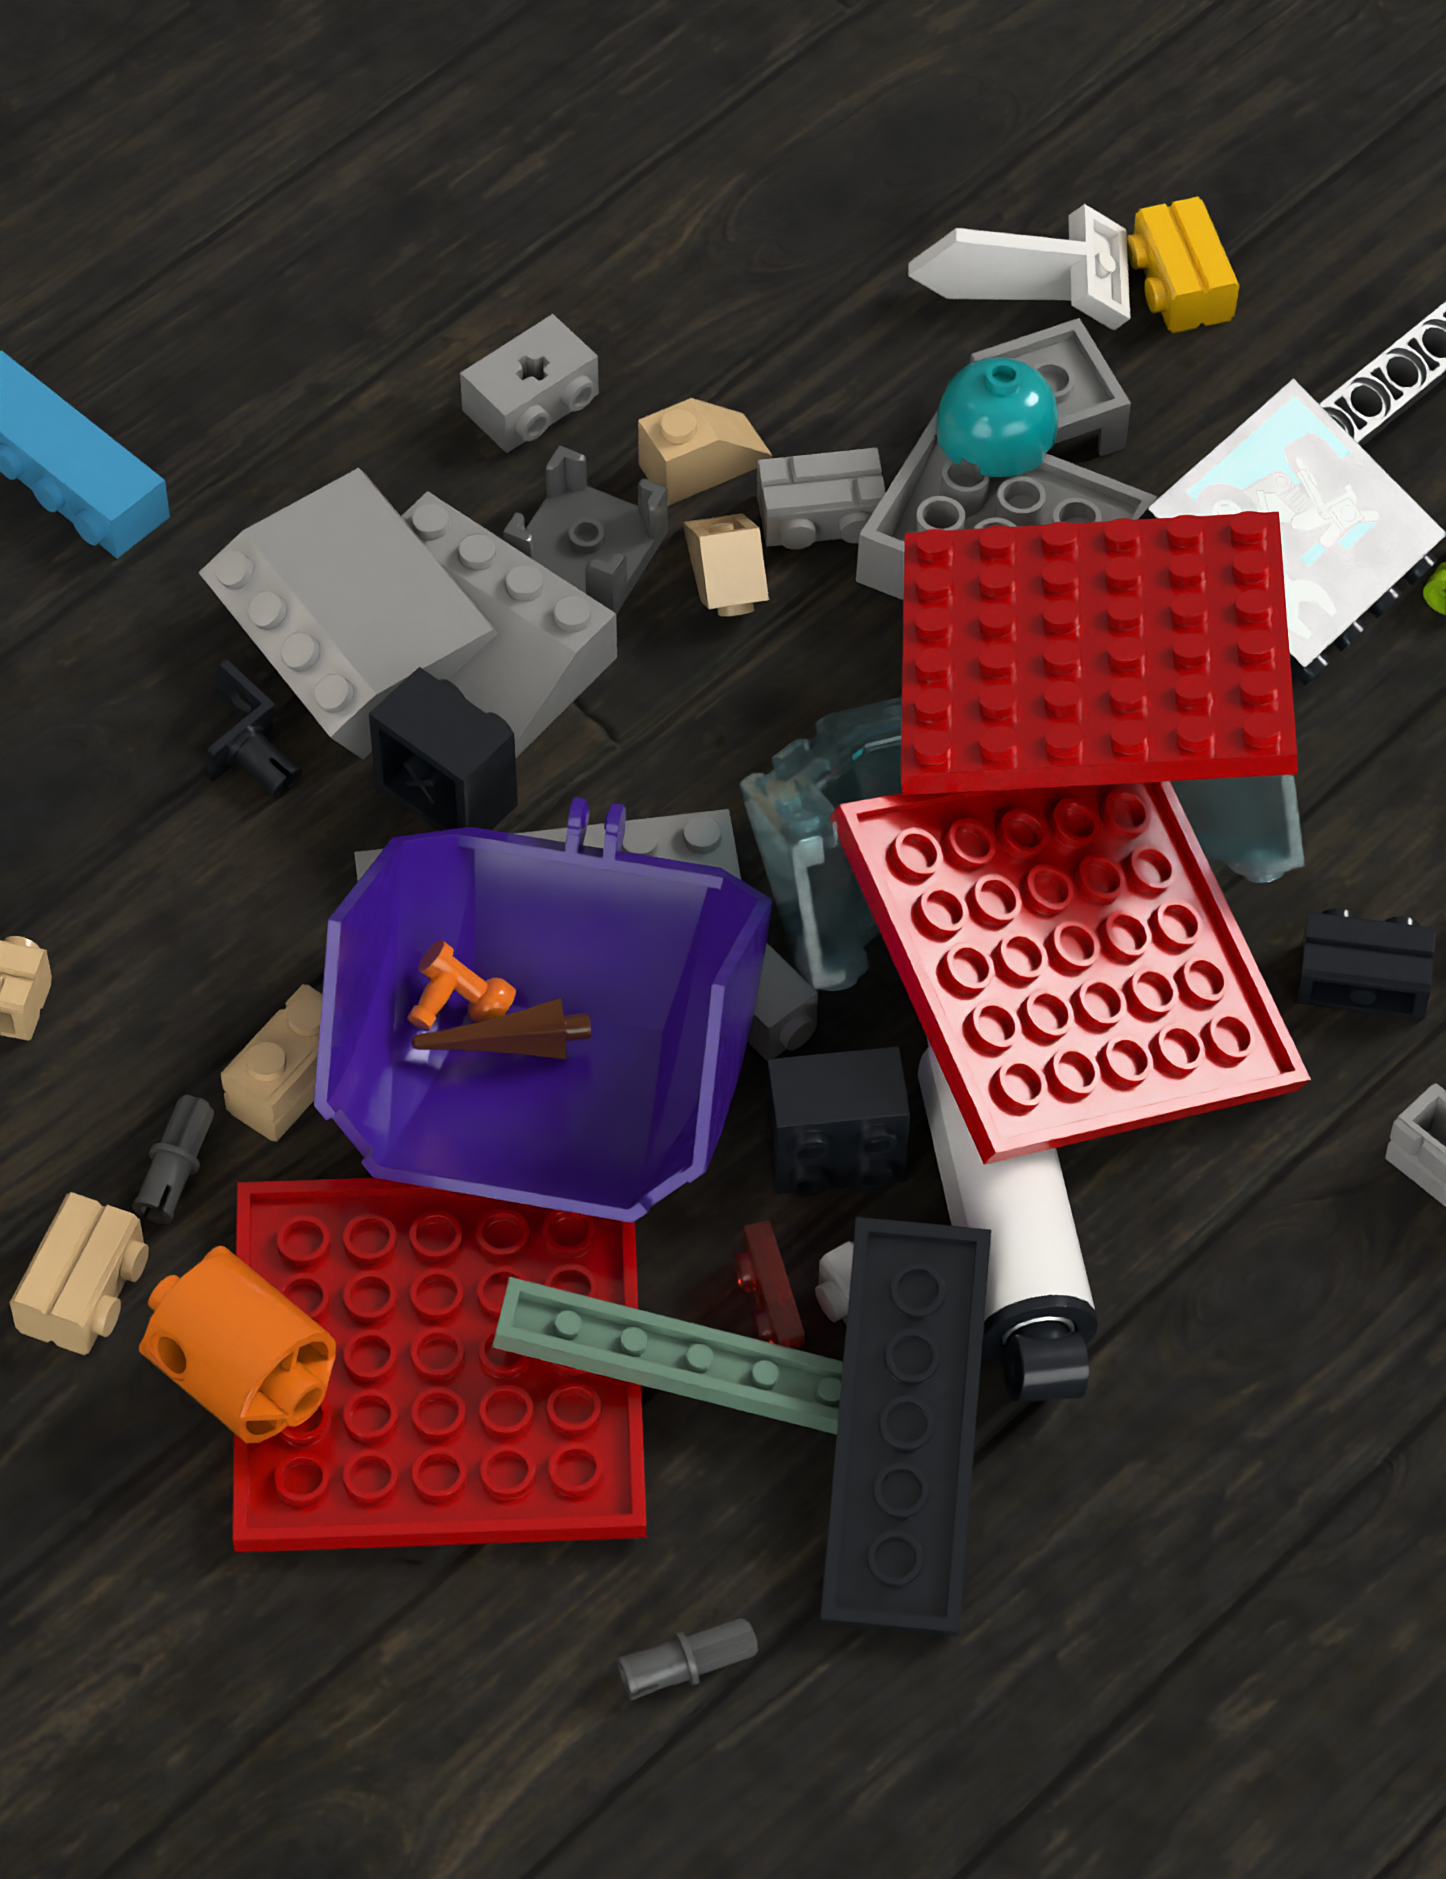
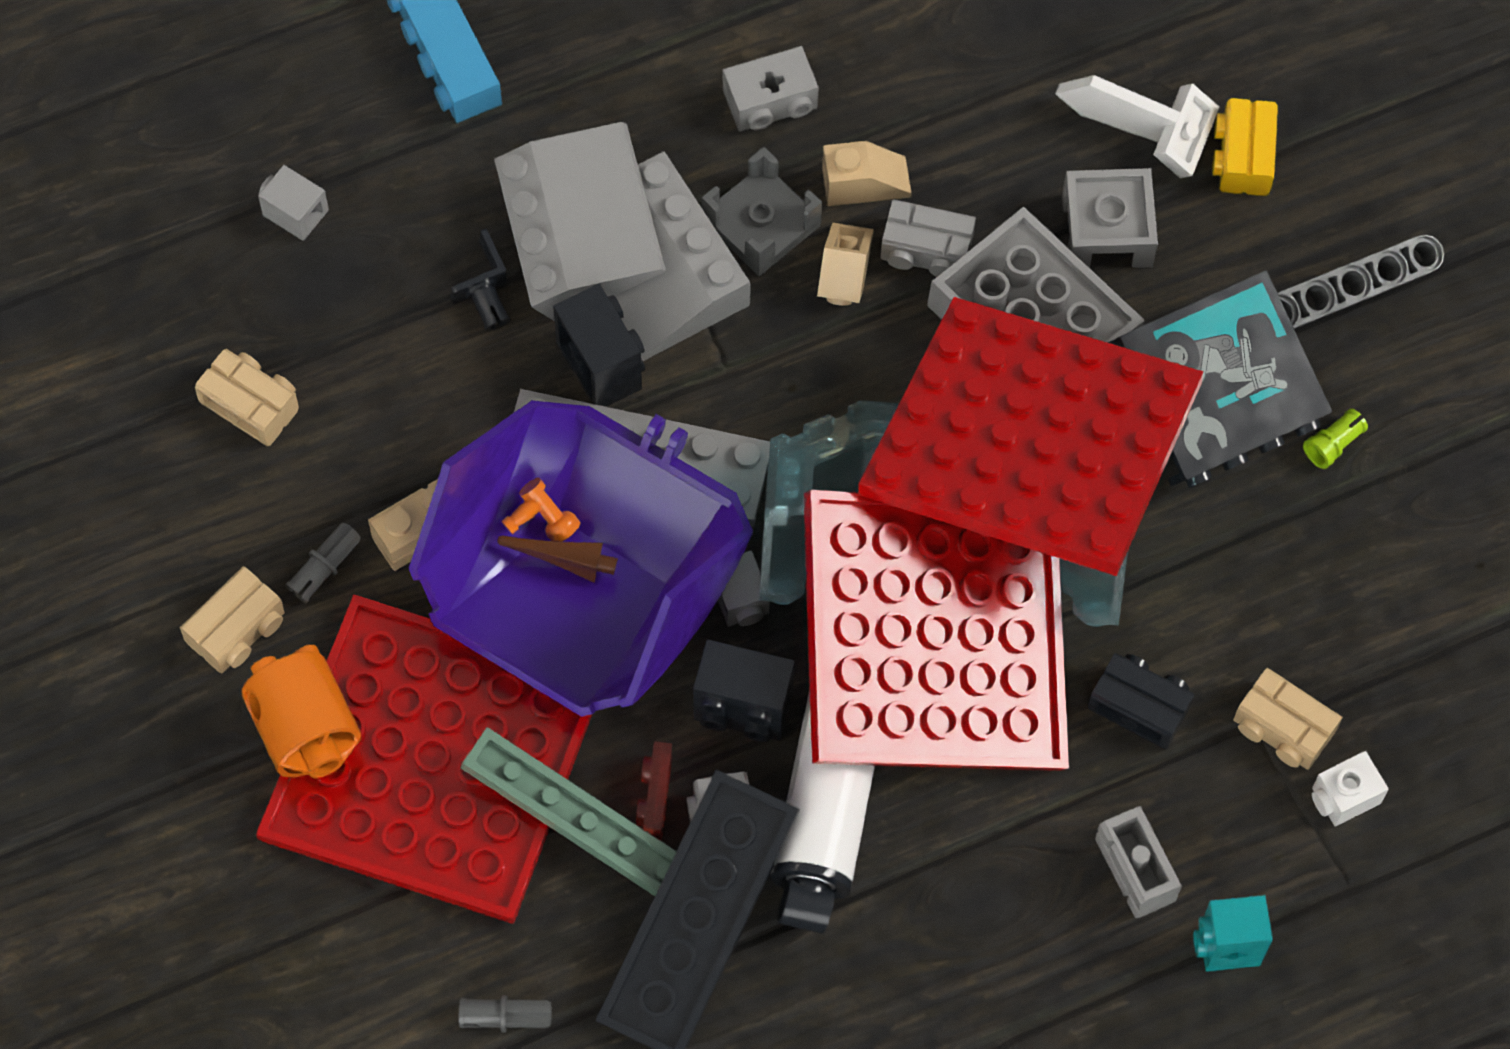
camera: 20 degrees right, 10 degrees up
(998, 417) = (1058, 228): teal cylinder -> none

